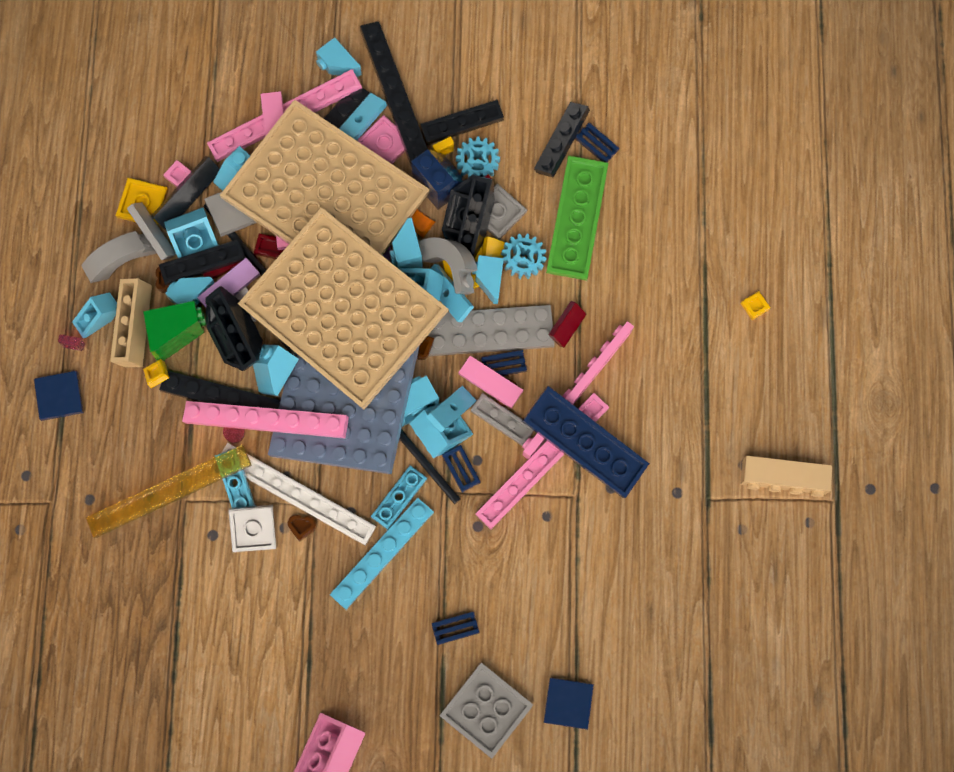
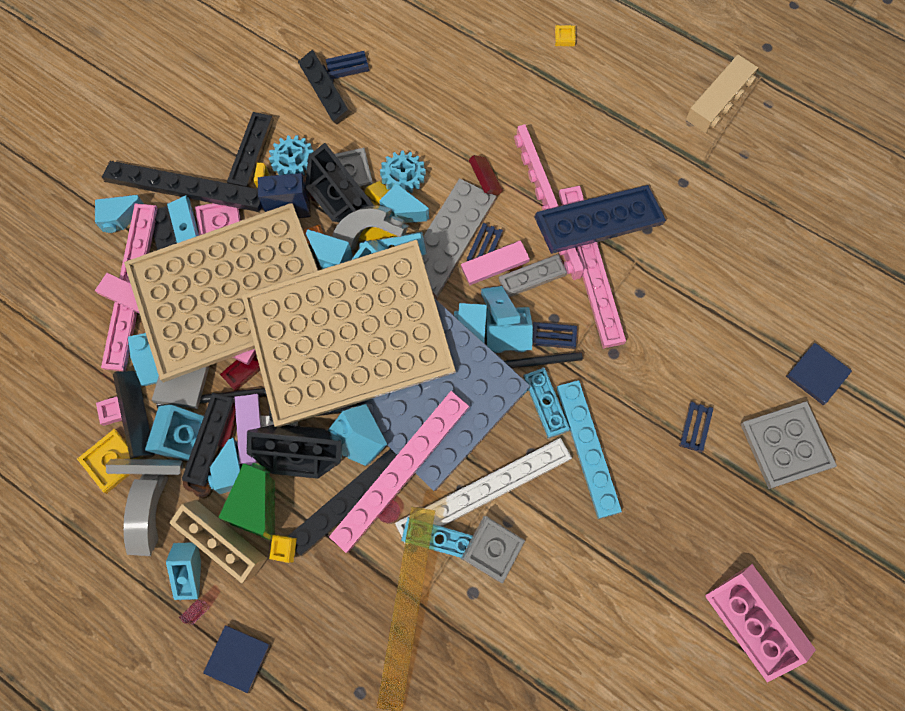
camera: 50 degrees left, 5 degrees down
(301, 526) = (518, 504): reddish brown tile -> none
(577, 218) = (400, 115): bright green plate -> none

